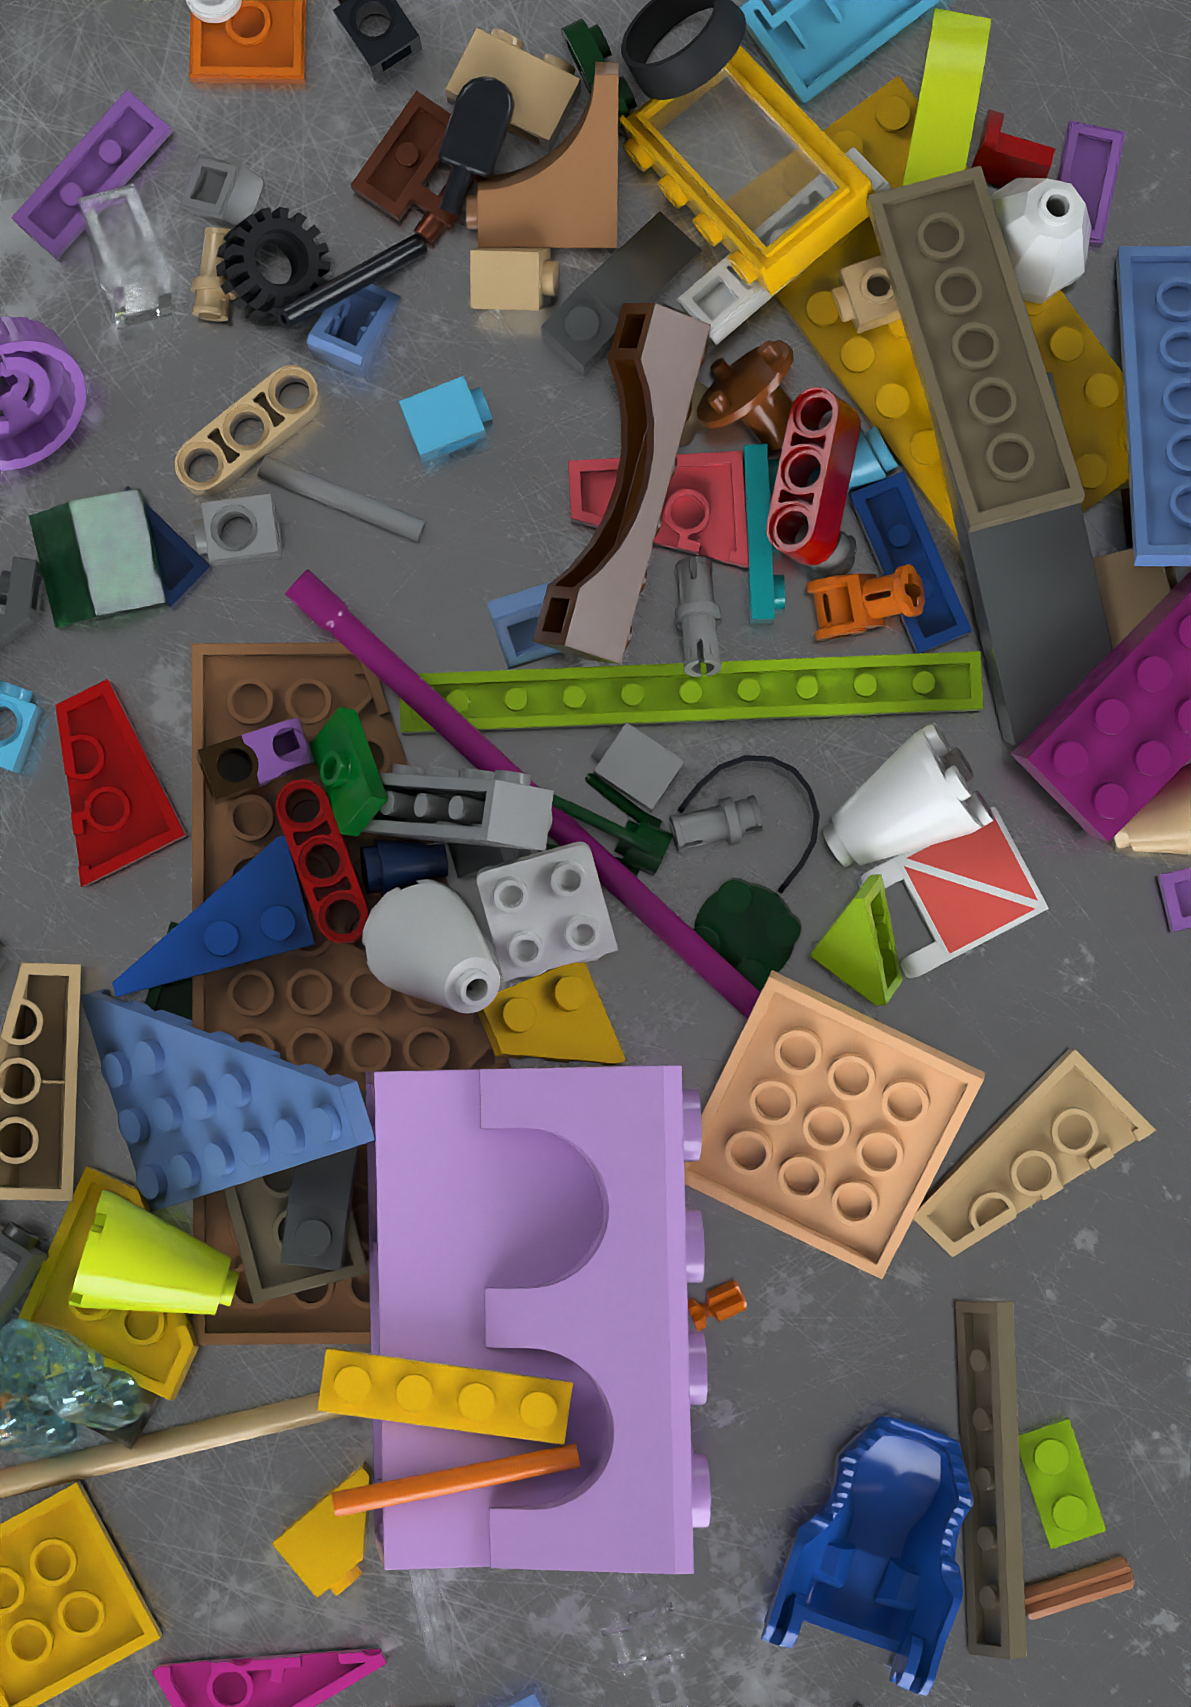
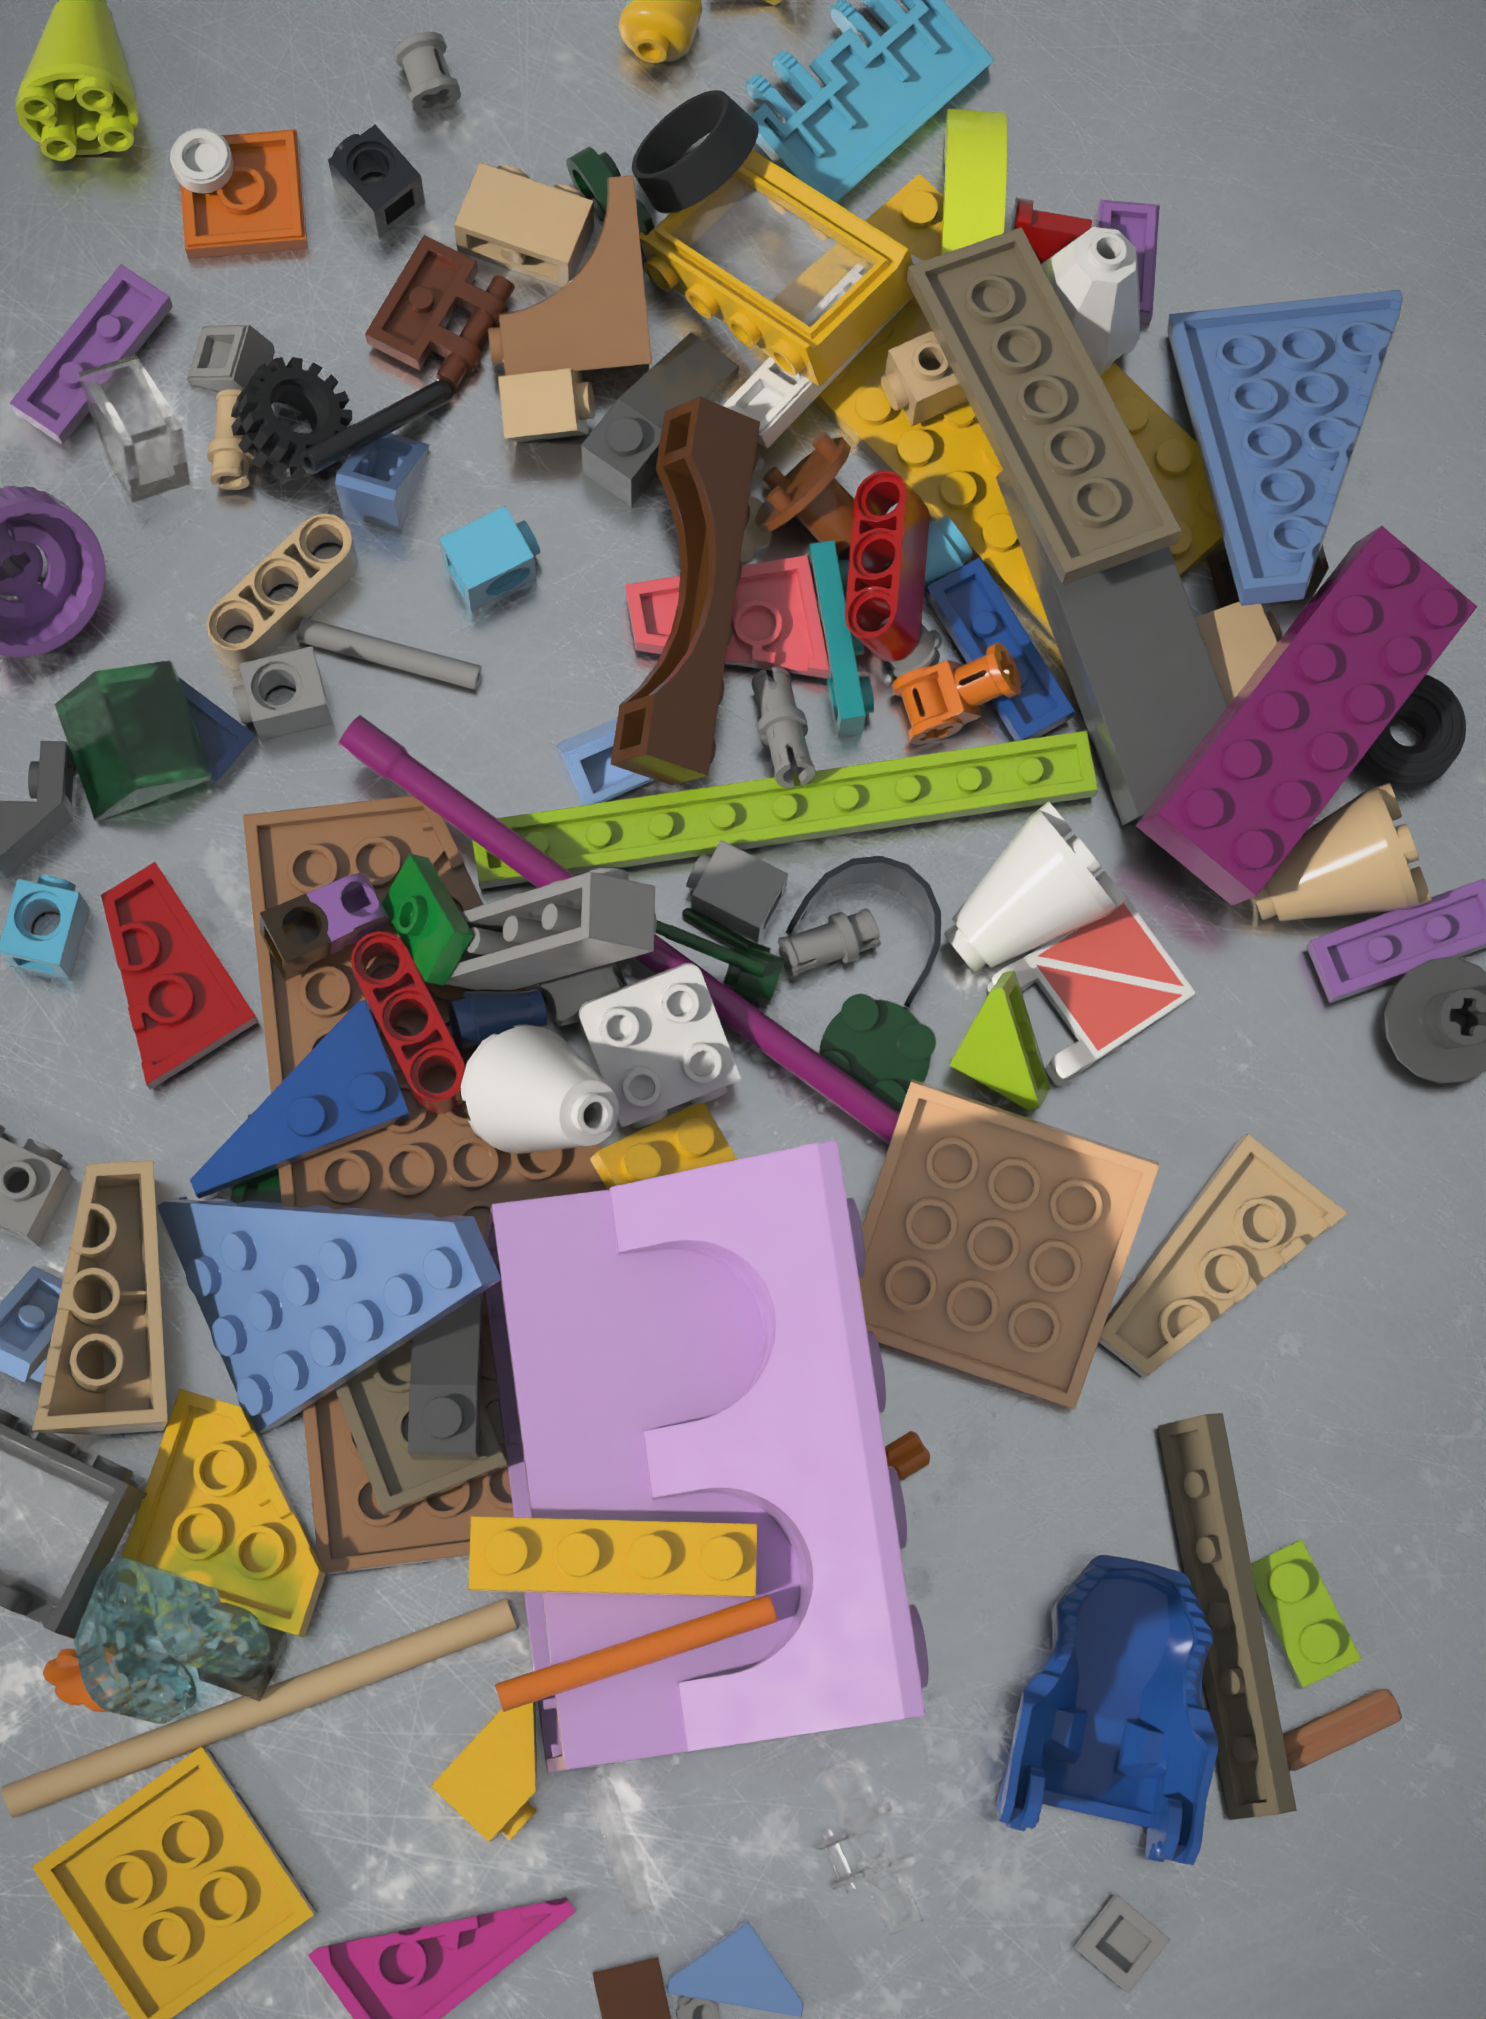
camera: 20 degrees left, 10 degrees down
(148, 1265) = (259, 1480): neon yellow cone -> none
(474, 136) = (489, 267): black piece -> none

